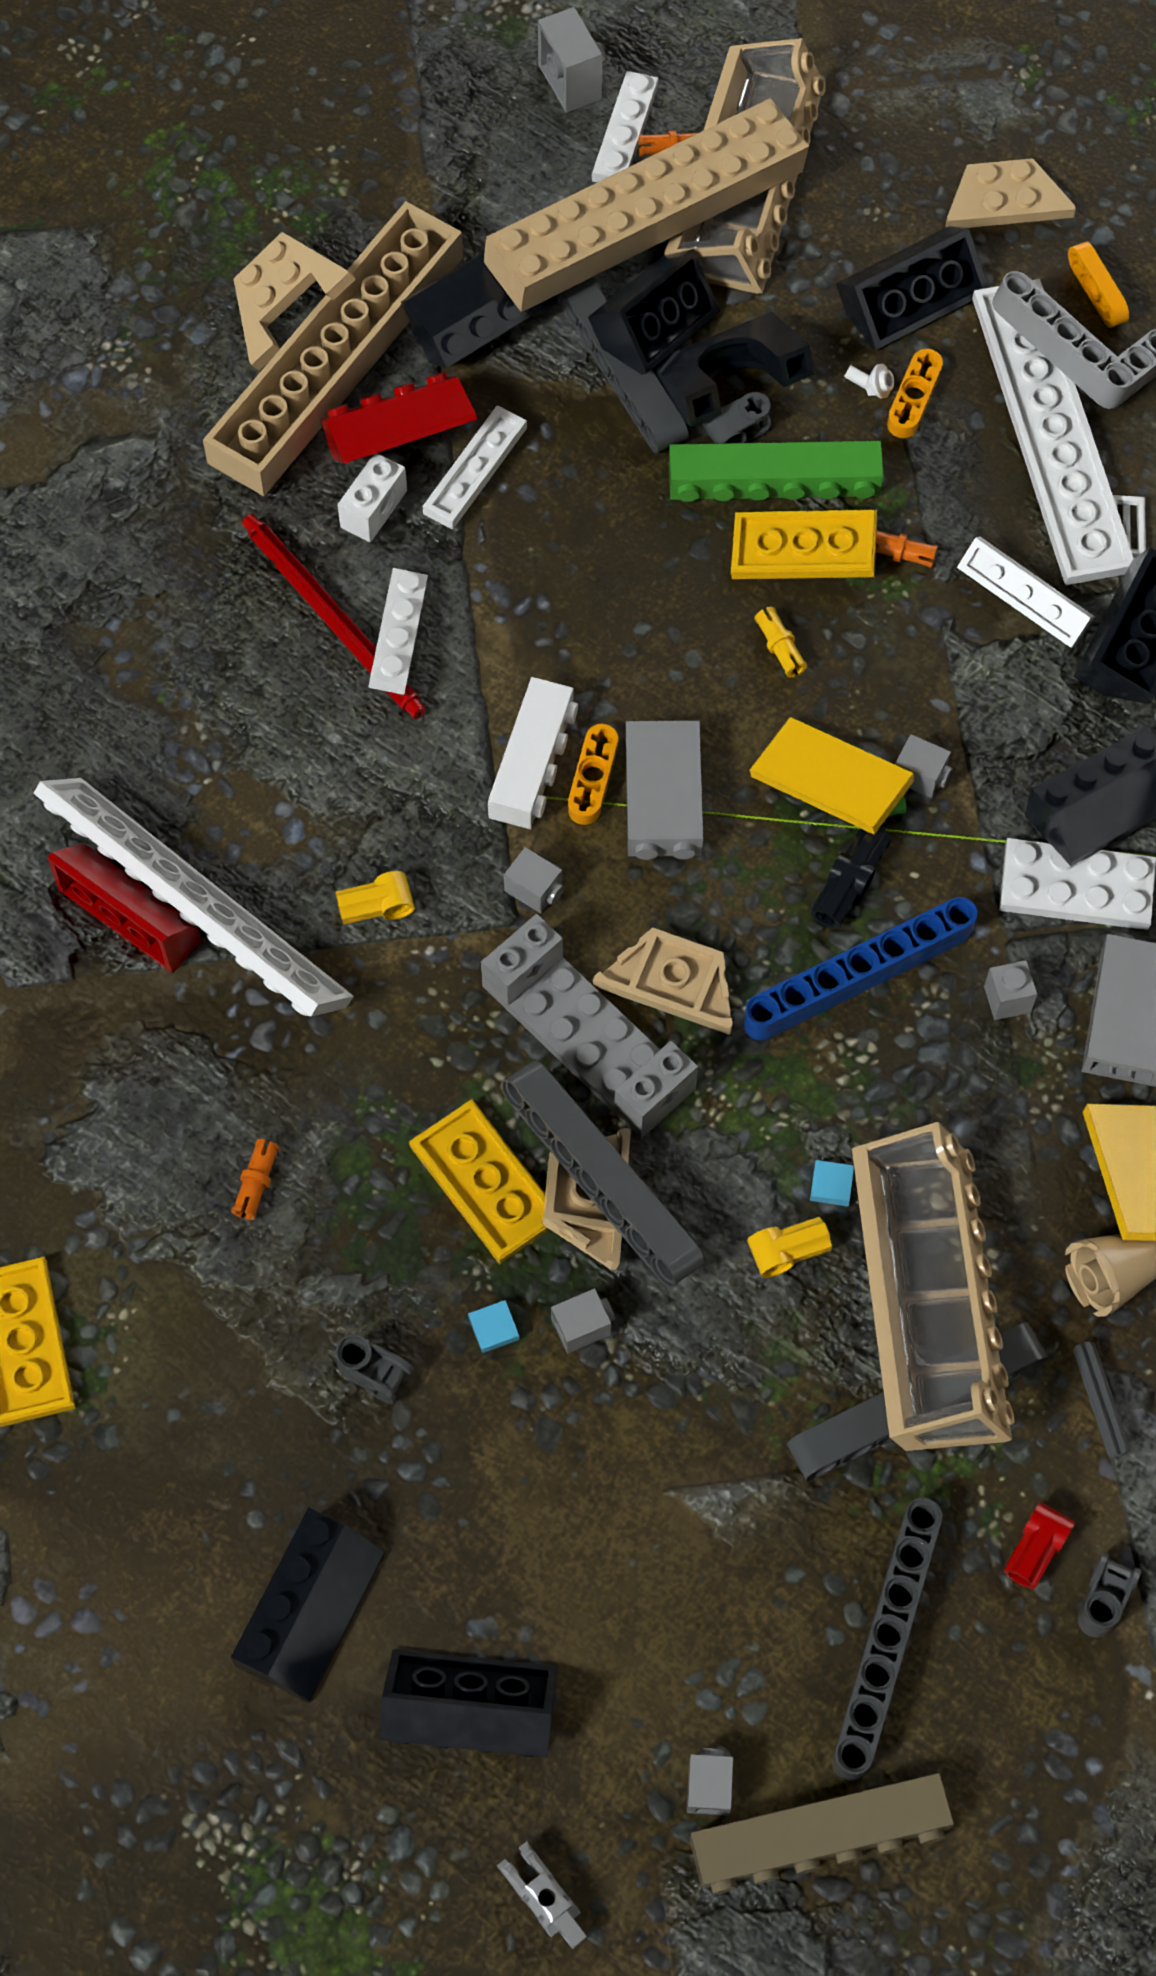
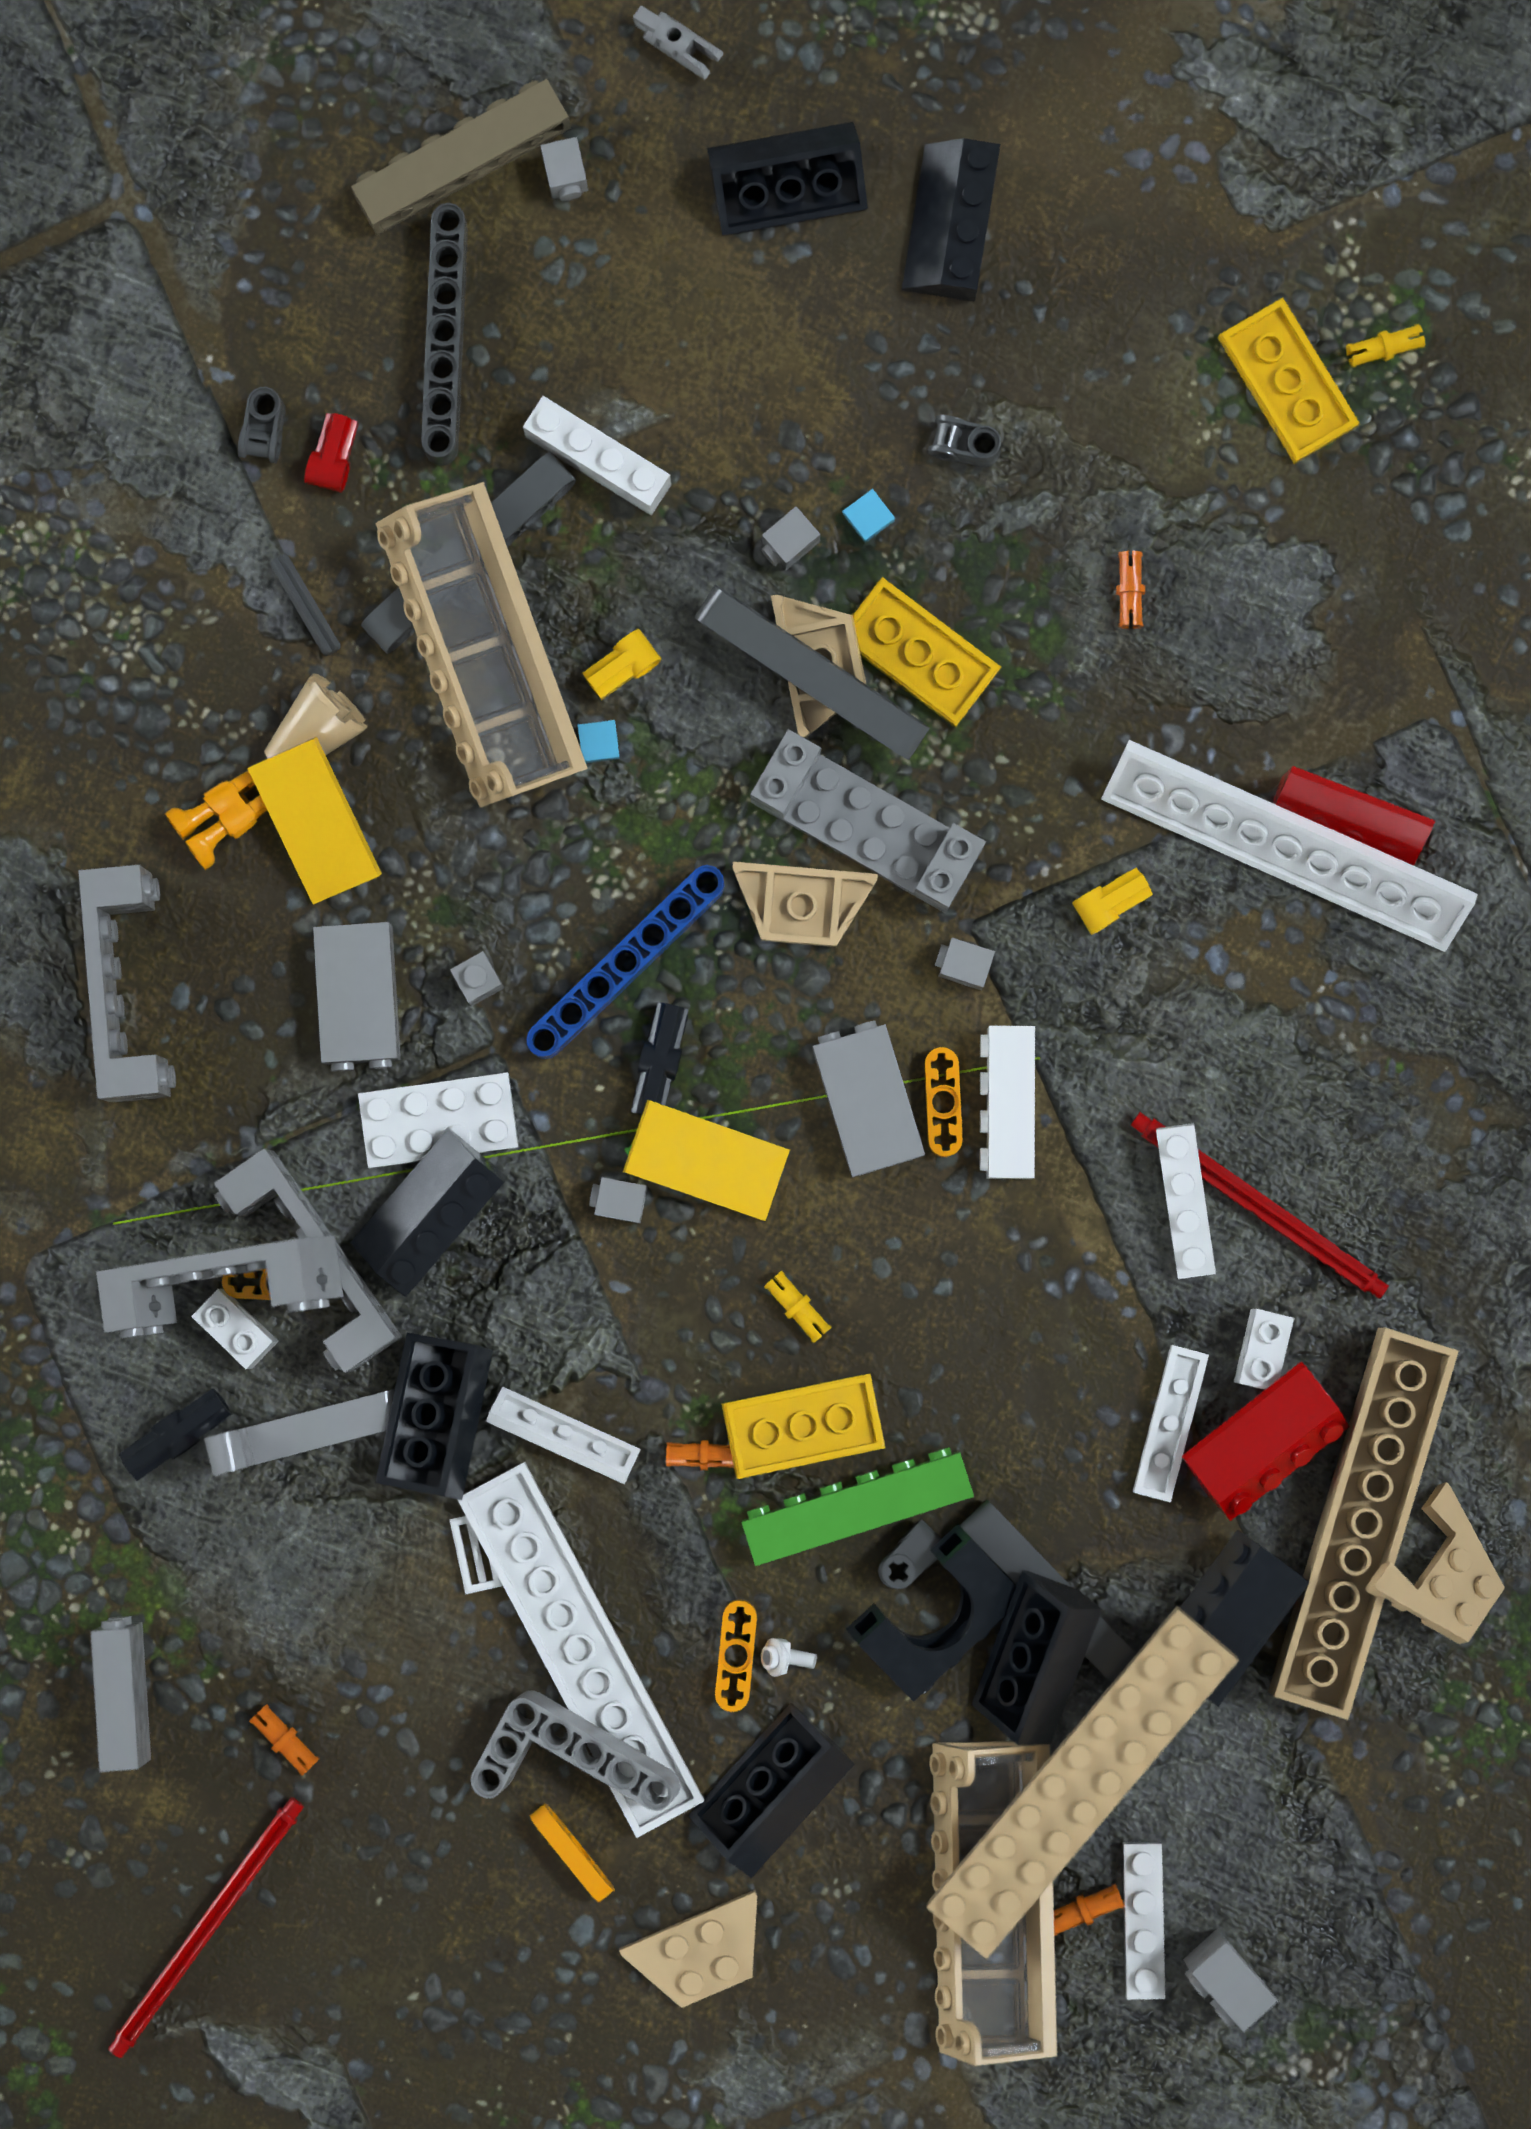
camera: 165 degrees right, 20 degrees up
(758, 1459) = (597, 455): none -> white brick

